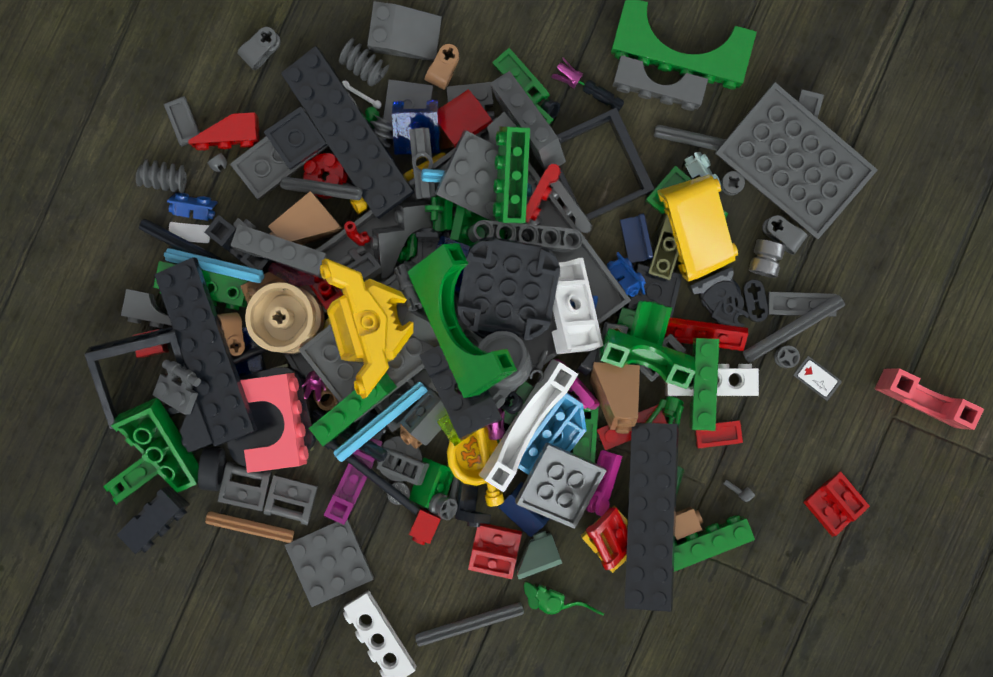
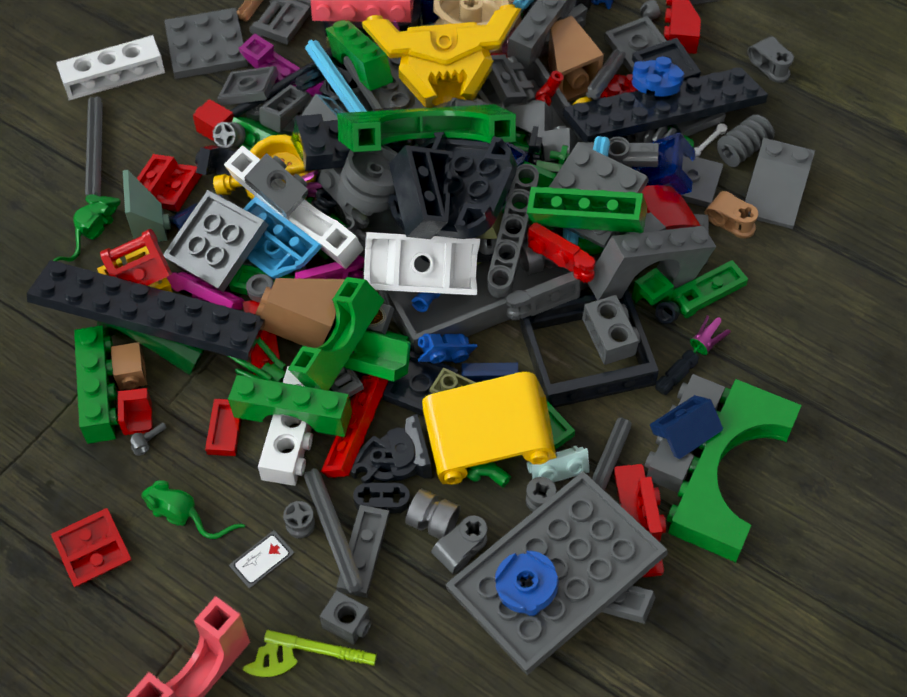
camera: 100 degrees right, 30 degrees down
(311, 138) = (657, 76): none -> blue plate
(382, 505) = (248, 85): none -> dark grey tile
(530, 432) = (283, 200): none -> dark grey brick
(532, 308) = (422, 189): none -> black wedge
(594, 152) = (604, 330): none -> dark grey brick
(595, 437) = (256, 286): none -> dark grey tile
(665, 80) = (688, 425): none -> dark blue panel
(722, 506) = (135, 411): none -> red panel
(726, 109) = (641, 502): none -> red bracket
(794, 450) = (177, 507): none -> green animal
(828, 173) = (532, 598): none -> blue plate
(853, 313) = (340, 606): none -> dark grey brick
(878, 341) = (290, 642): none -> lime piece

